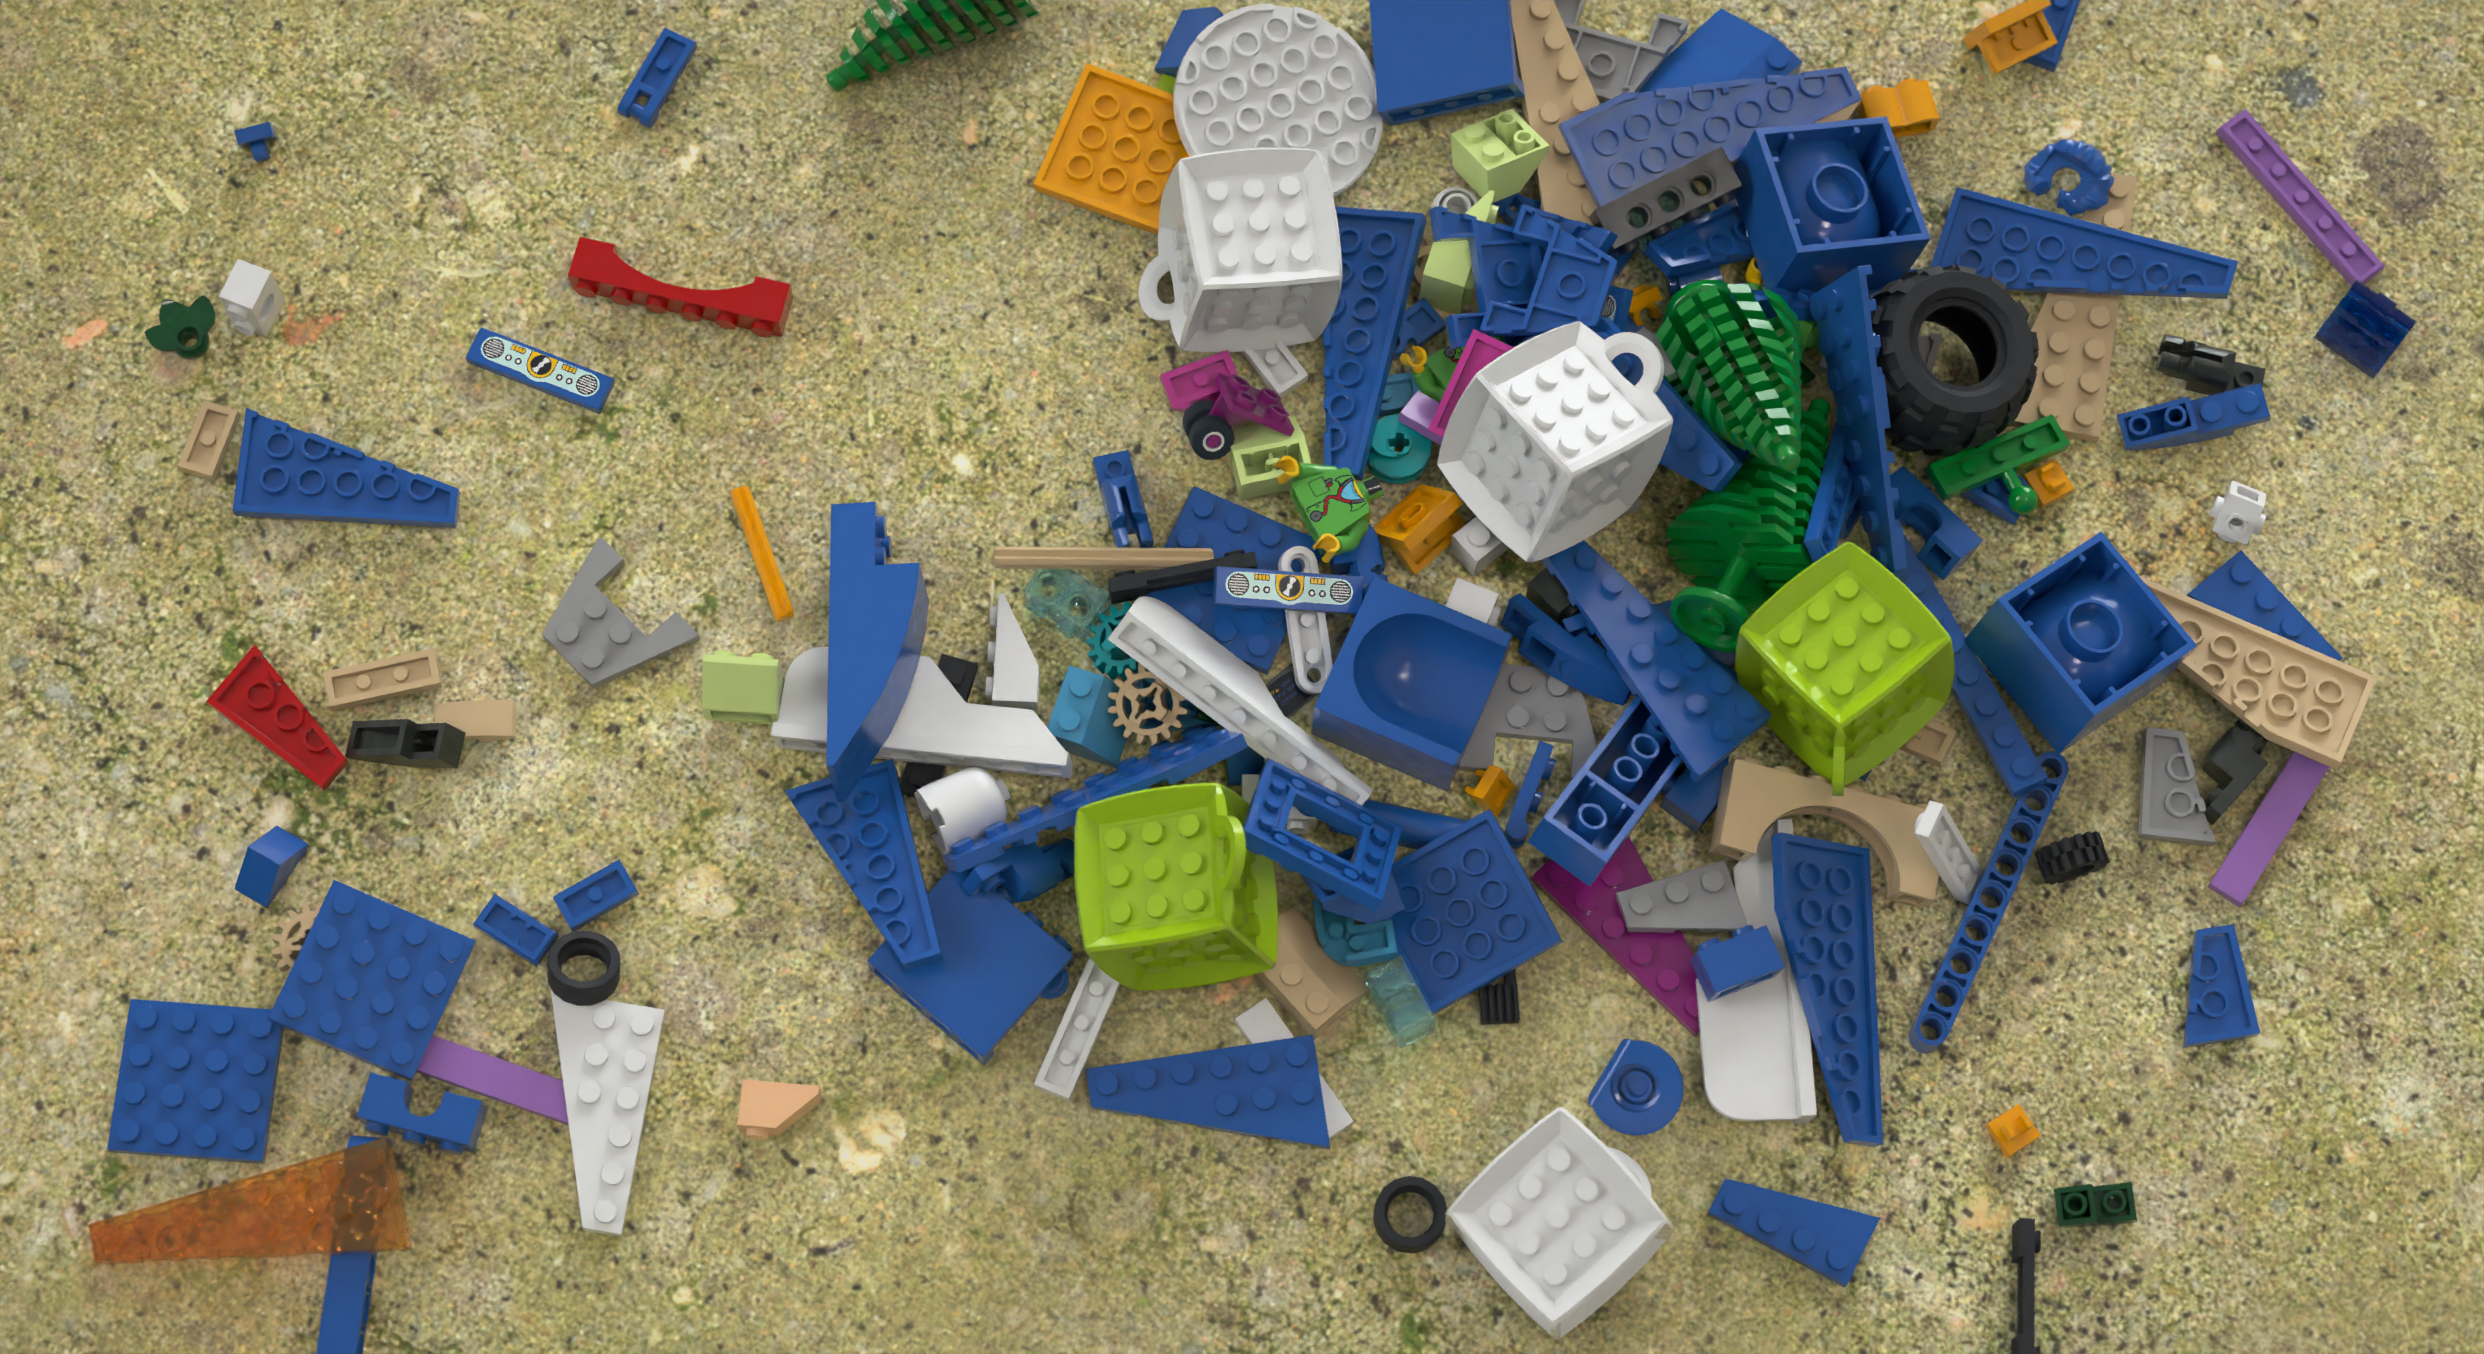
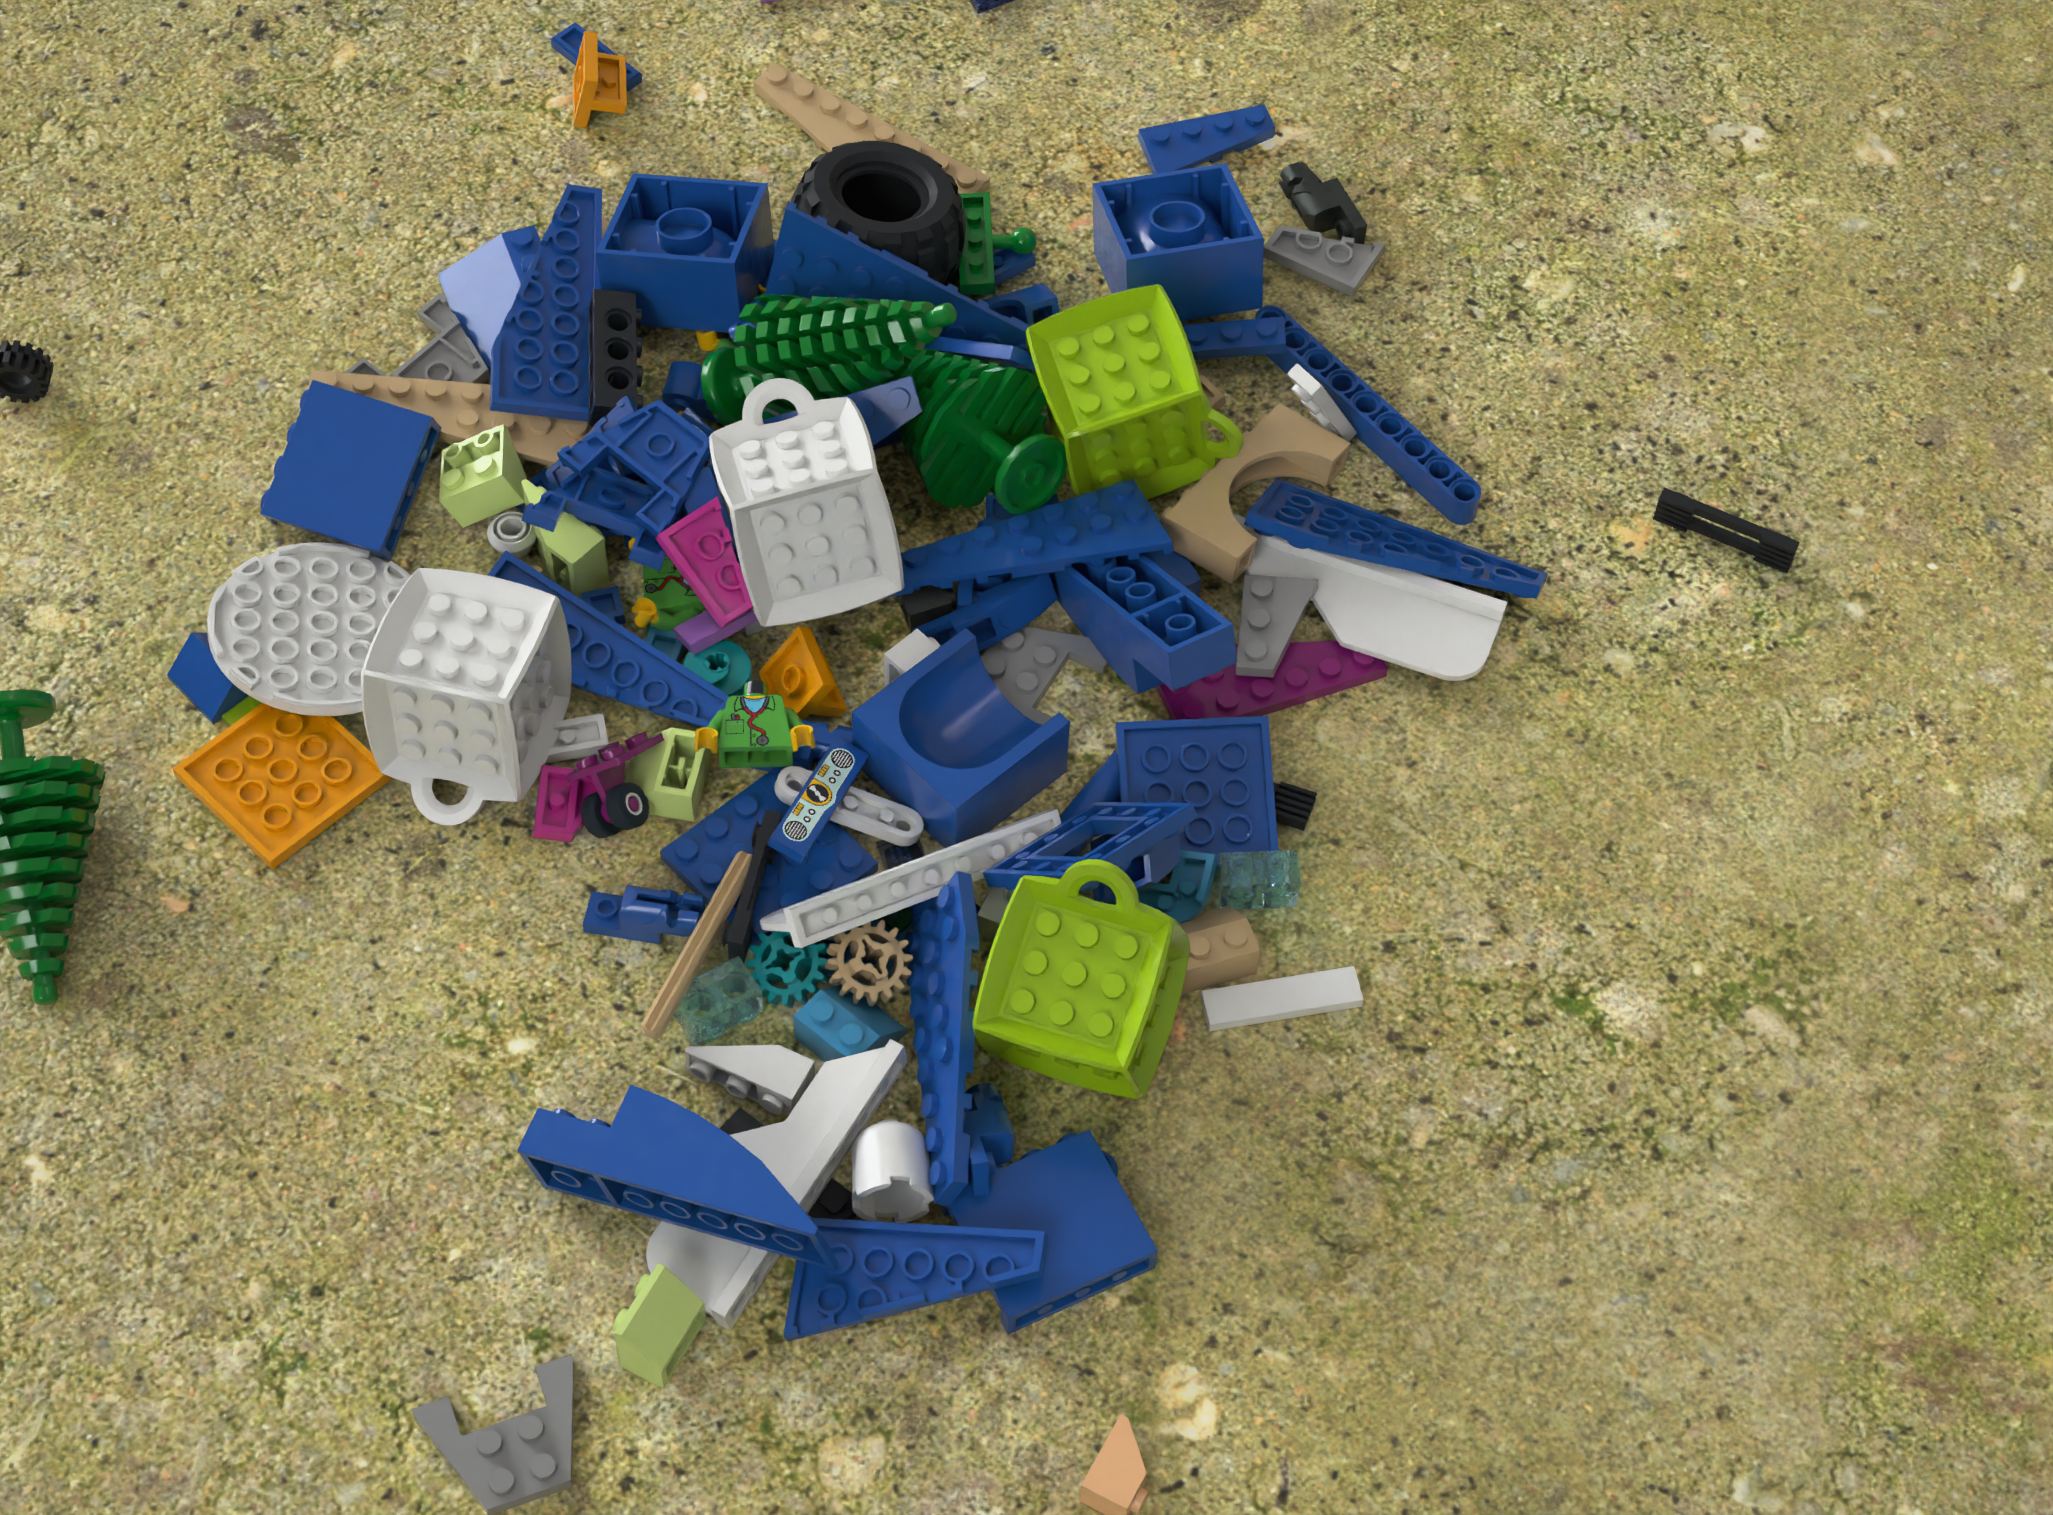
camera: 65 degrees left, 15 degrees down
(540, 370) = (187, 1402): tile -> none
(755, 306) = (117, 1292): red arch -> none
(762, 553) = (514, 1261): light orange axle -> none
(1077, 1033) = (1156, 1158): white plate -> none
(1241, 1090) = (1282, 1049): blue wing -> none
(1413, 1185) = (1470, 930): black tyre -> none
(1476, 546) = (844, 643): white slope -> none
(1492, 790) = (1088, 731): light orange tile -> none
(1529, 797) = (1097, 698): blue plate -> none
(1560, 1221) = (1544, 811): white piece -> none
(1638, 1089) = (1422, 728): blue hat -> none
(1702, 243) = (663, 360): blue wing -> none
(1736, 962) = (1347, 597): blue brick -> none
(1801, 1229) = (1597, 666): blue wing -> none
(1907, 107) = (613, 177): light orange brick -> none
(2013, 1131) = (1572, 481): light orange tile -> none
(2049, 483) = (1006, 223): light orange tile -> none
(2064, 254) = (824, 116): blue wing -> none
(2072, 857) = (1357, 336): black tyre -> none
(2085, 160) = (739, 84): blue piece -> none
(2095, 1205) = (1661, 451): dark green slope -> none
(2195, 420) = (1009, 108): blue slope -> none
(2205, 367) = (972, 83): pearl dark grey plate -> none
(2218, 991) = (1511, 295): blue wing -> none
(2238, 513) = (1109, 113): white brick -> none
(2267, 828) = (1372, 196): medium lavender tile -> none
(2271, 681) = (1281, 139): tan wing -> none

